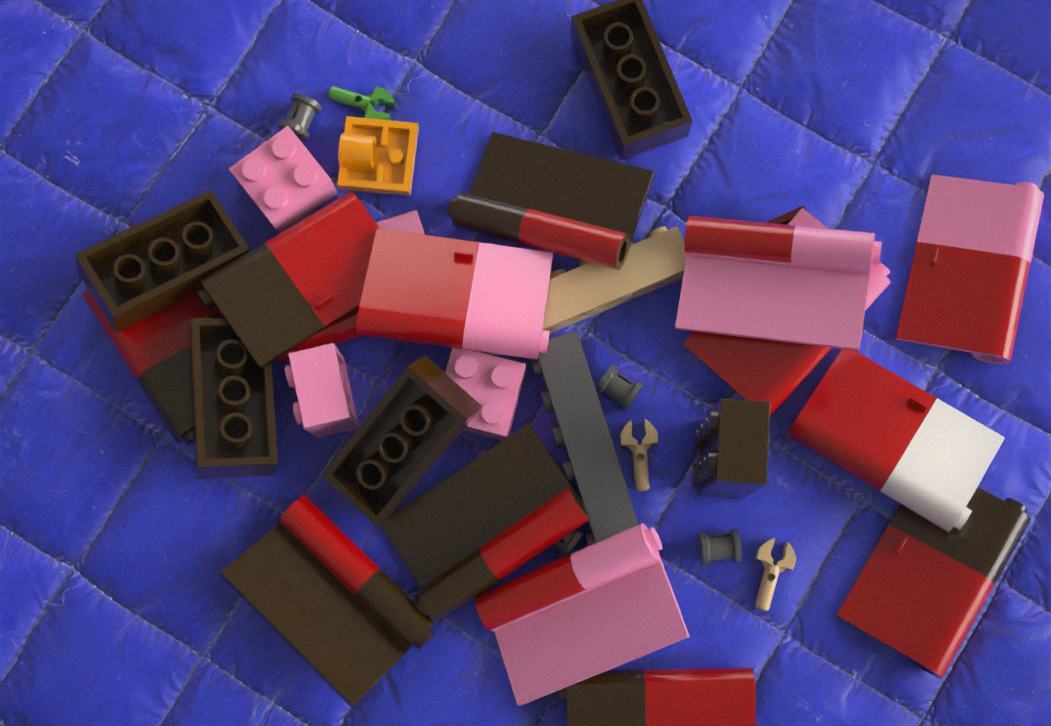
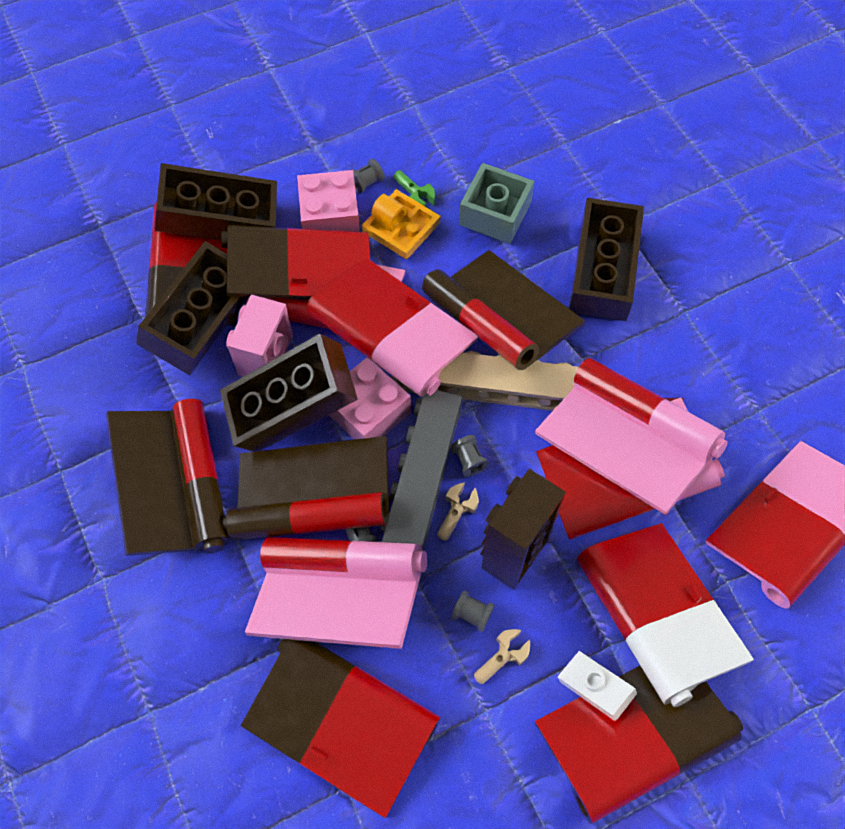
camera: 30 degrees right, 15 degrees down
(471, 72) = (496, 202): none -> sand green brick
(876, 549) = (597, 685): none -> white plate

